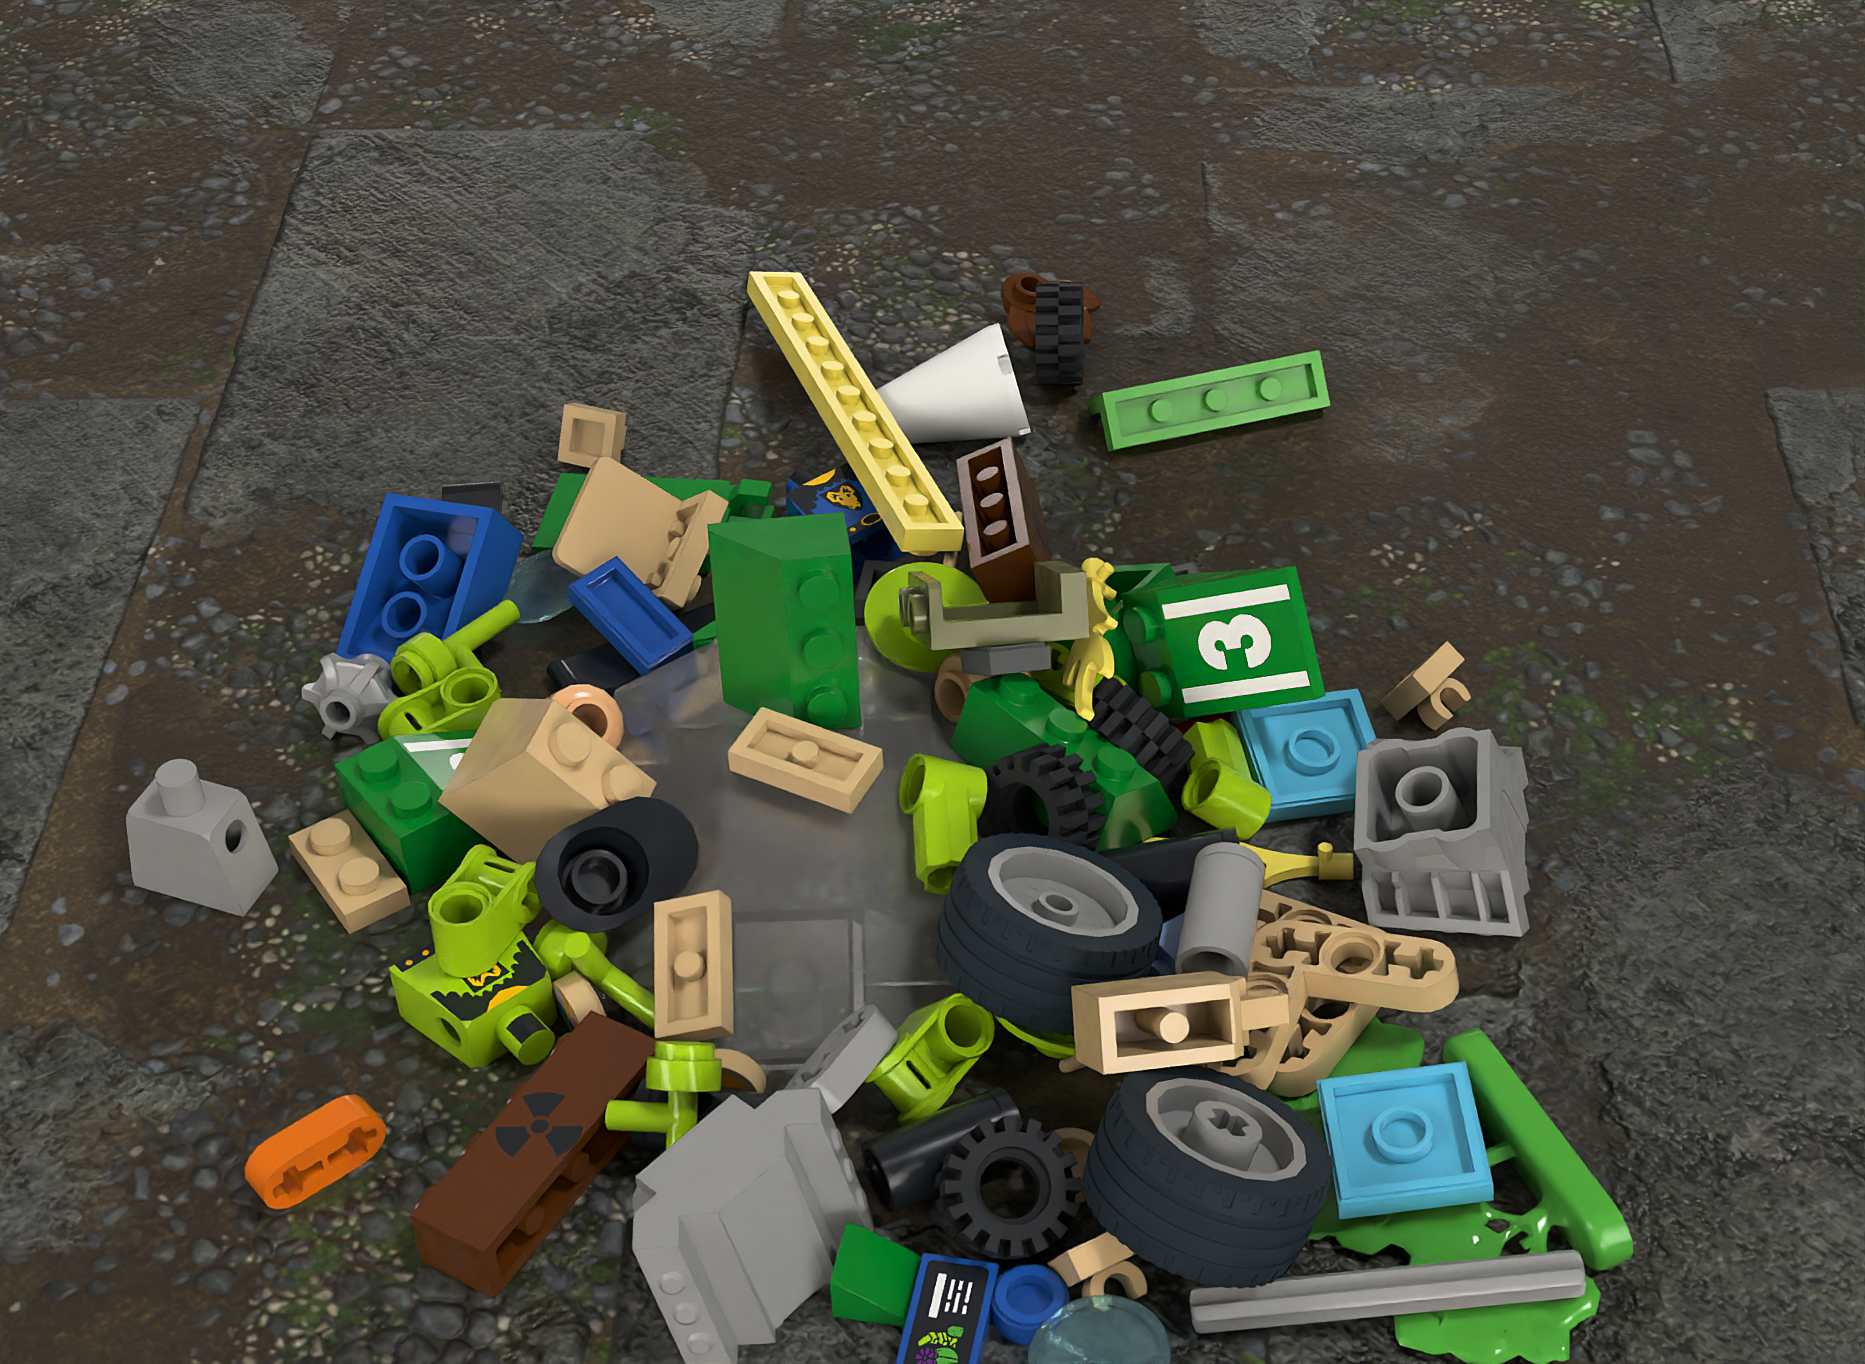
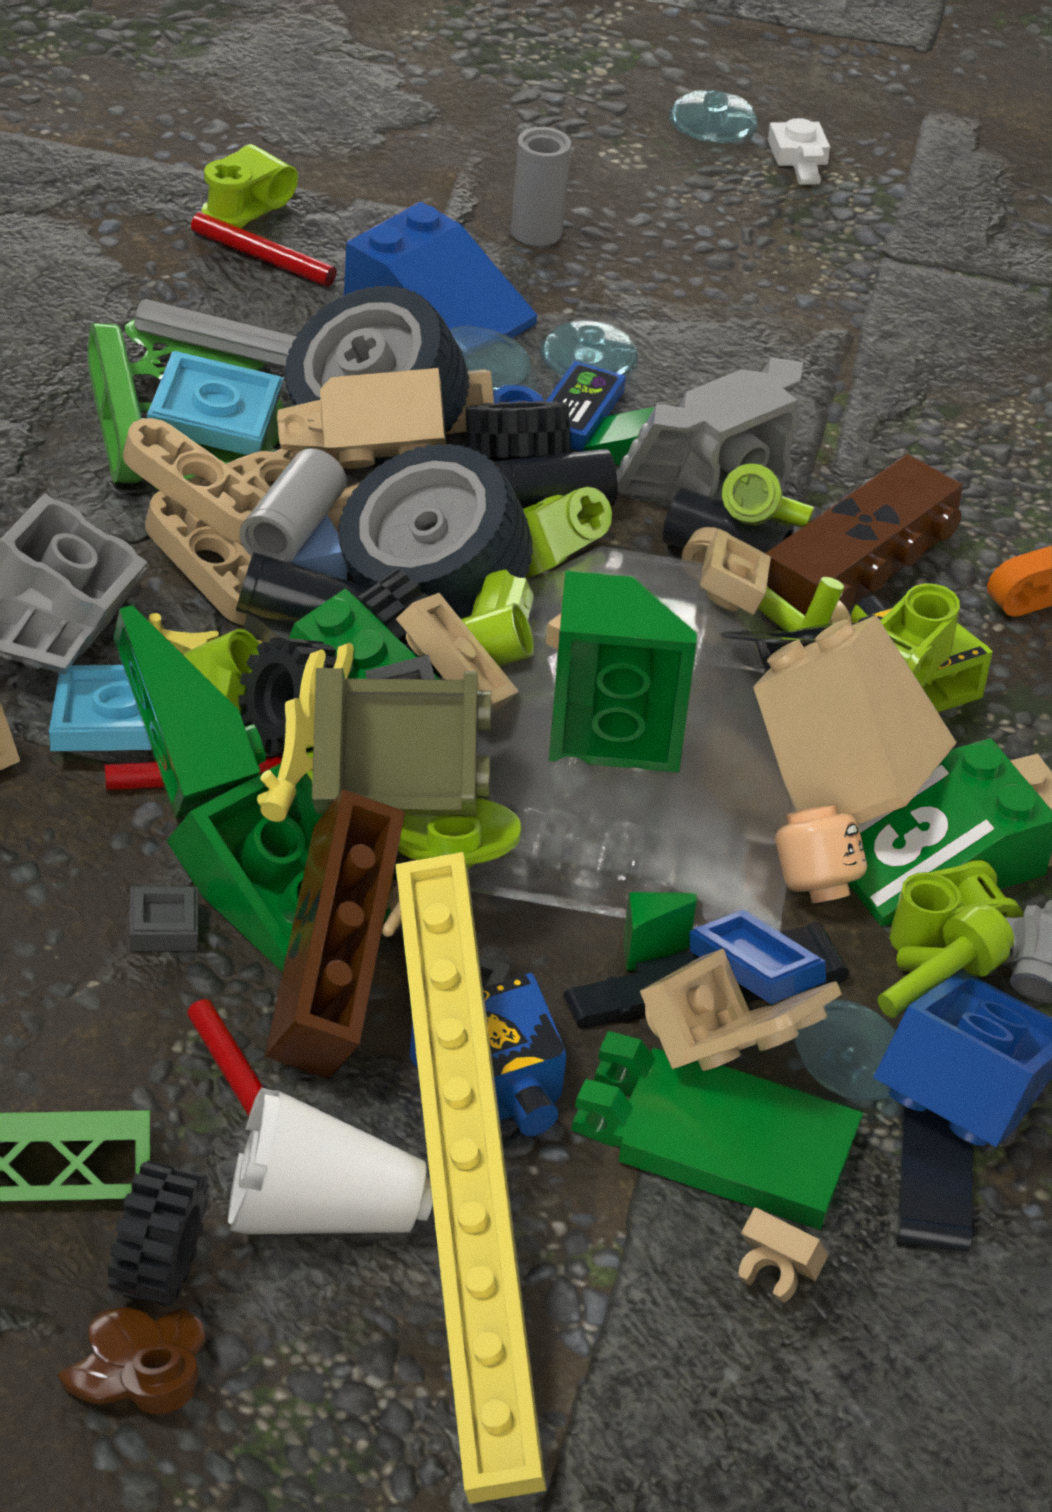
camera: 175 degrees left, 0 degrees up
(847, 1056) = (630, 513): light grey beam -> none
(969, 717) = (452, 648): none -> tan plate
(1069, 501) = (225, 1052): none -> red bar

